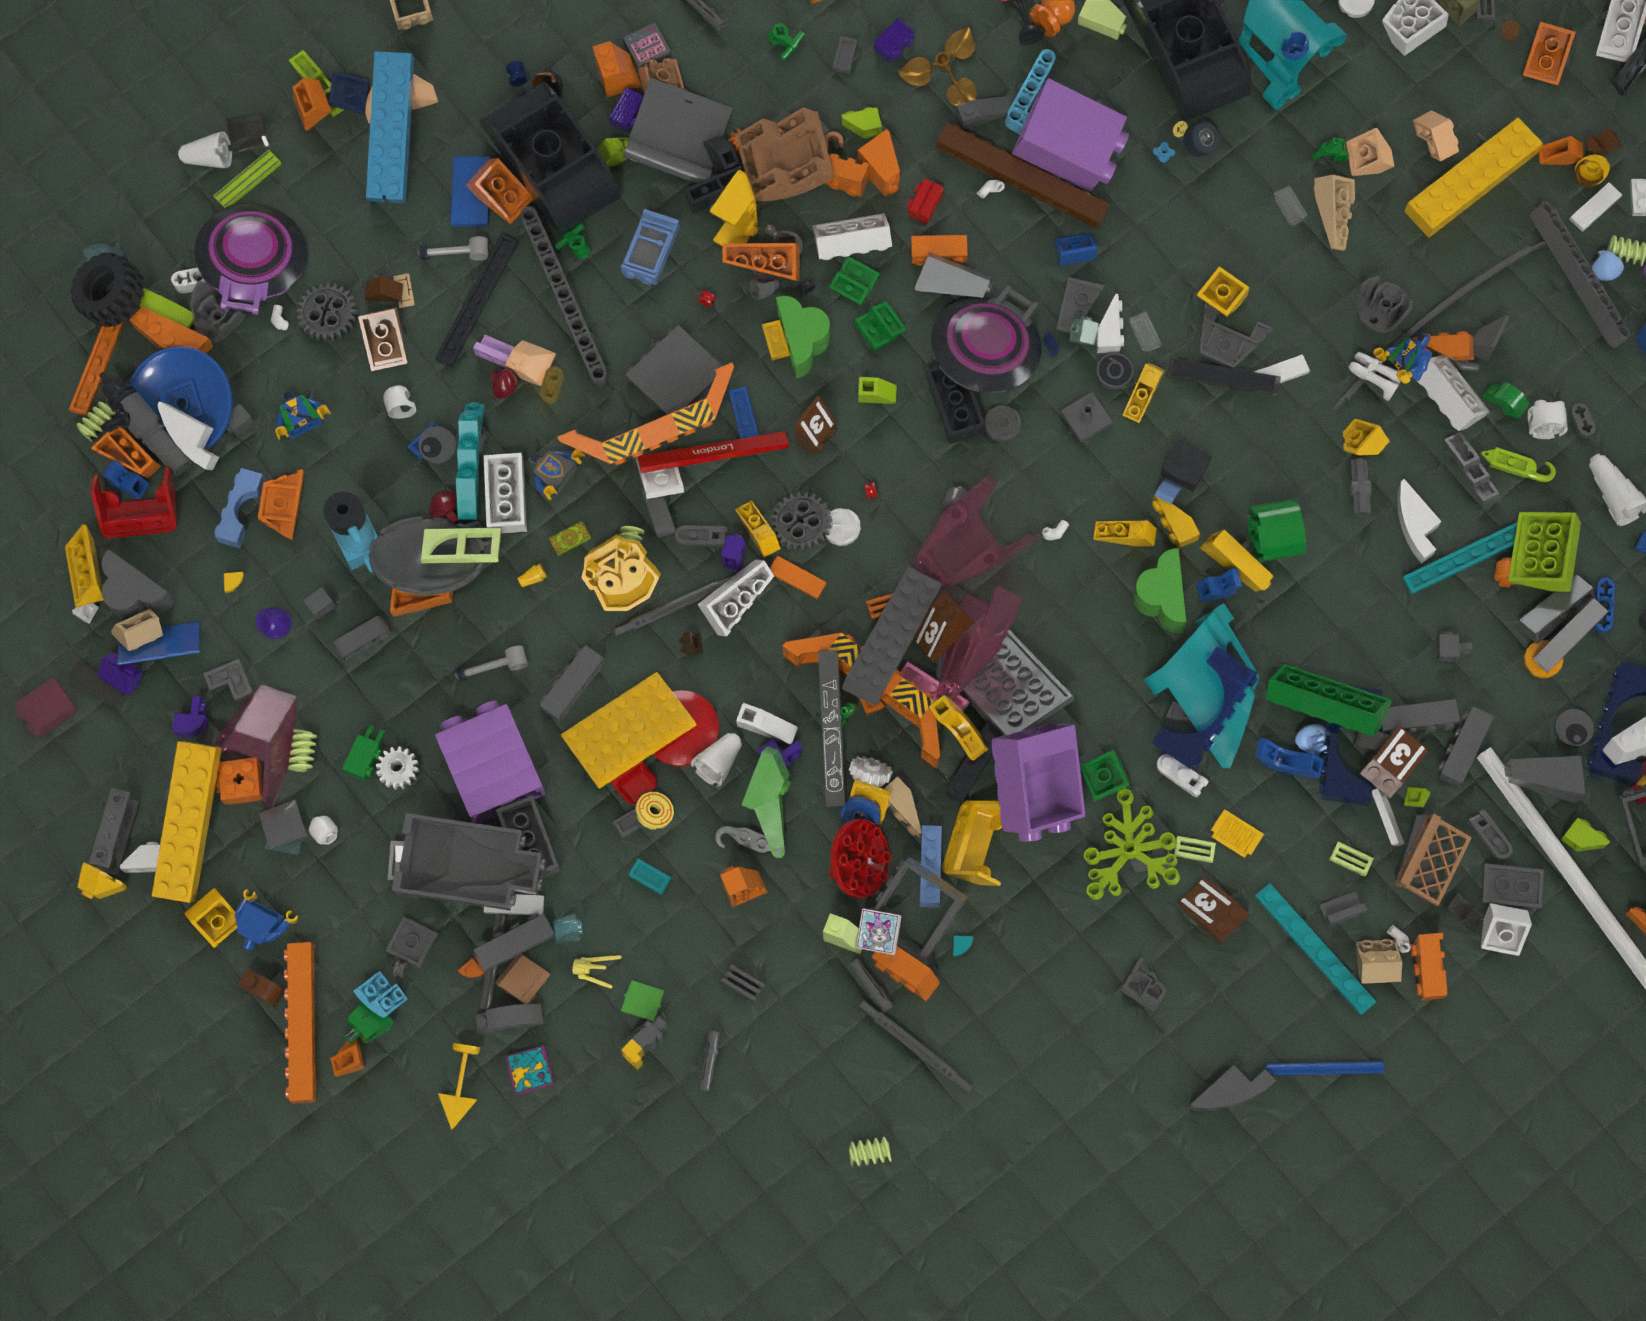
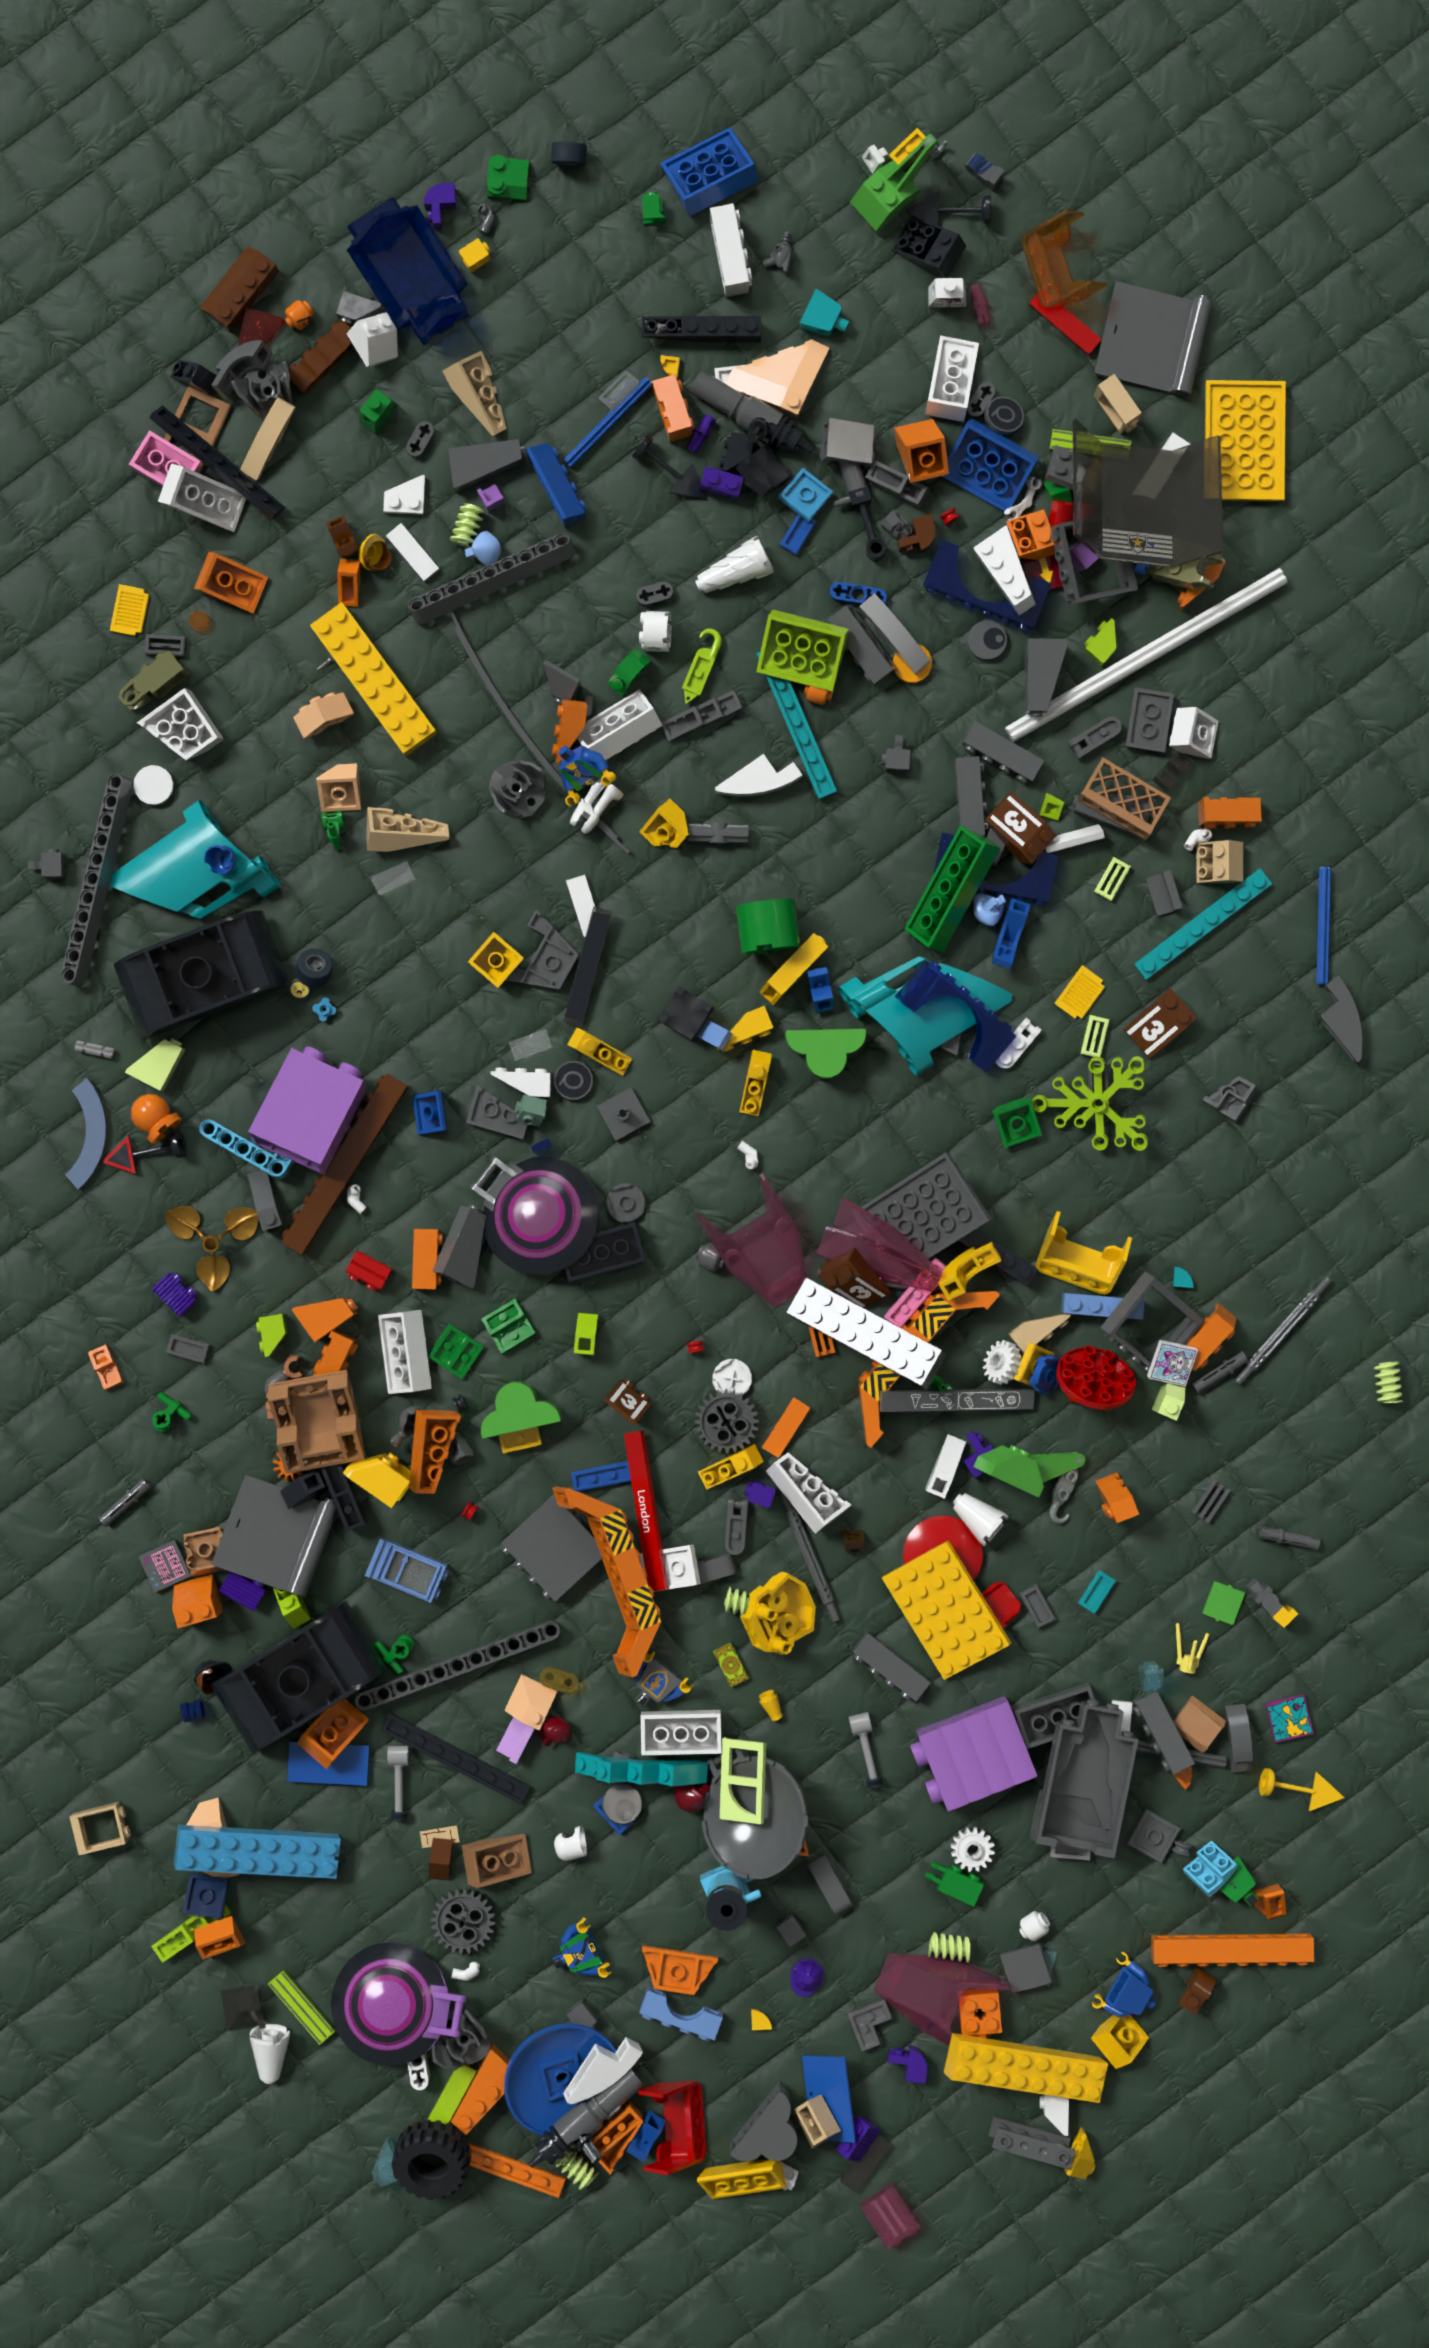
camera: 85 degrees left, 15 degrees up
(661, 803) = (1026, 1574): light yellow tile -> none
(1038, 780) = (1030, 1192): medium lavender brick -> none

